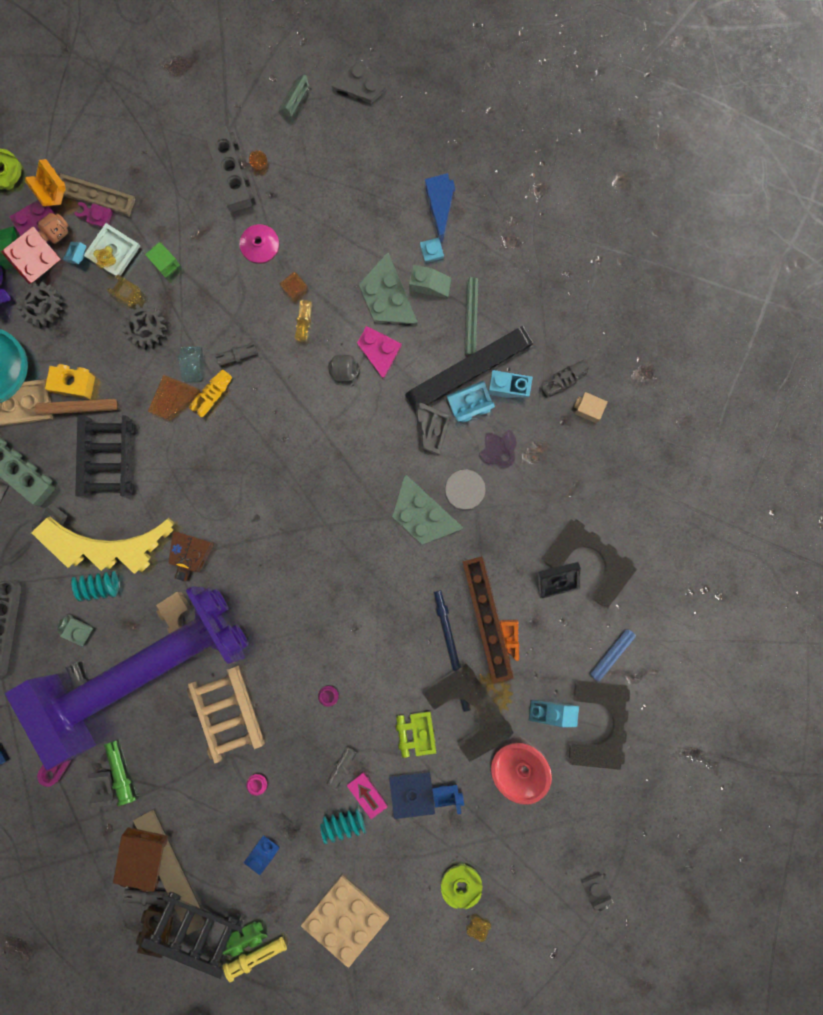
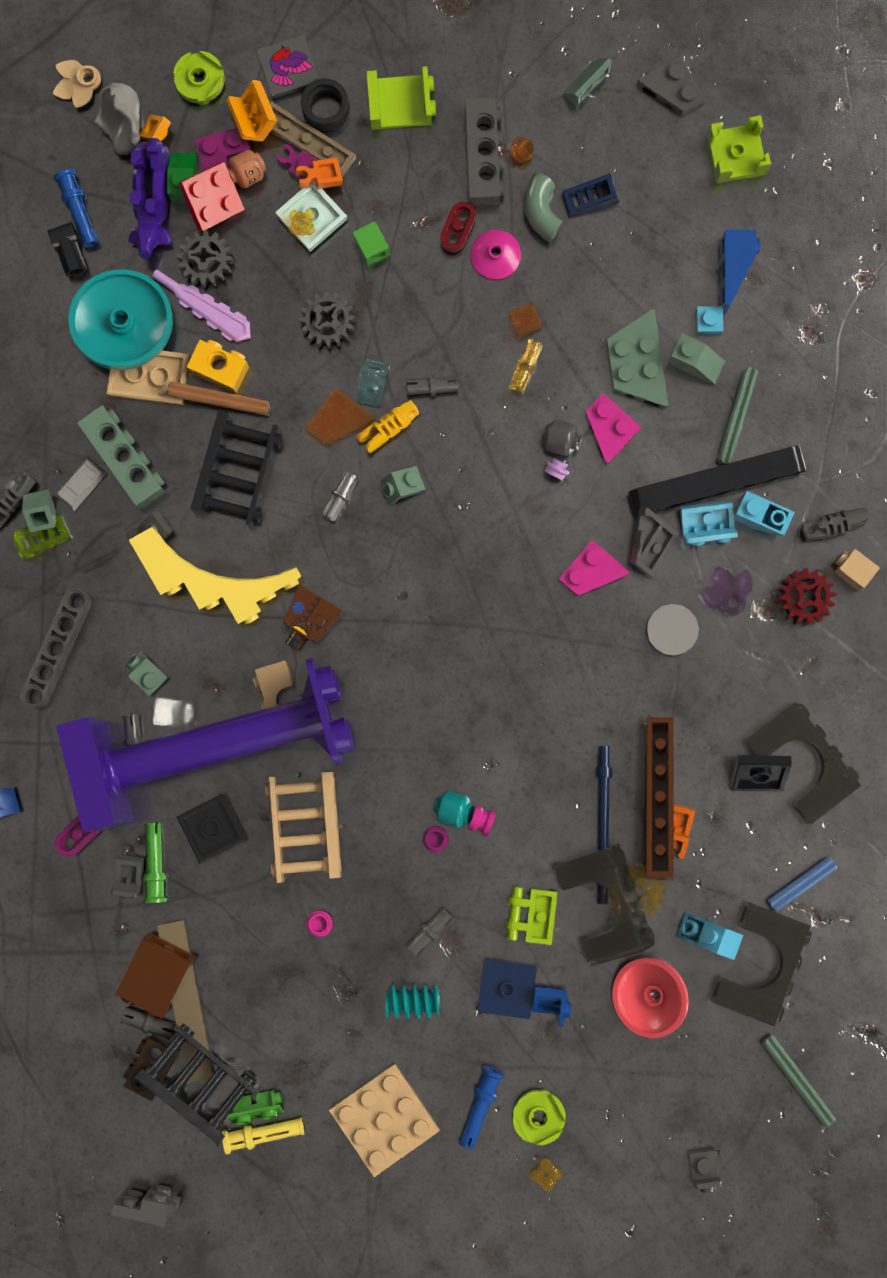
camera: 15 degrees right, 0 degrees up
(60, 344) = (218, 316): none -> lavender sword
(66, 144) = (287, 66): none -> tile
(75, 252) = (264, 206): medium azure plate -> none
(96, 587) = (184, 628): teal piece -> none
(99, 150) = (320, 86): none -> black tyre
(102, 655) = (171, 713): none -> clear bracket
(111, 215) = (323, 172): none -> orange plate
(125, 291) = (315, 271): clear yellow window -> none
(155, 734) = (211, 828): none -> black plate
(156, 147) = (400, 100): none -> lime panel
(188, 456) = (339, 496): none -> flat silver axle
(224, 231) = (457, 228): none -> dark red plate
(233, 434) = (402, 484): none -> sand green bracket
(261, 855) = (303, 1011): blue bracket -> none
(280, 199) = (537, 206): none -> sand green cylinder
(329, 181) = (588, 186): none -> dark blue slope
(335, 670) = (453, 809): none -> teal head
(346, 391) = (556, 468): none -> lavender plate
(359, 672) = (482, 820): none -> dark pink wheel
(367, 795) = (451, 974): dark pink tile -> none
(393, 460) = (592, 570): none -> dark pink wing
(415, 882) = (484, 1096): none -> blue pin
(419, 119) = (737, 151): none -> lime panel
(422, 515) = (610, 646): sand green wing -> none
(551, 434) = (815, 603): none -> dark red gear
(650, 805) = (798, 1081): none -> sand green axle

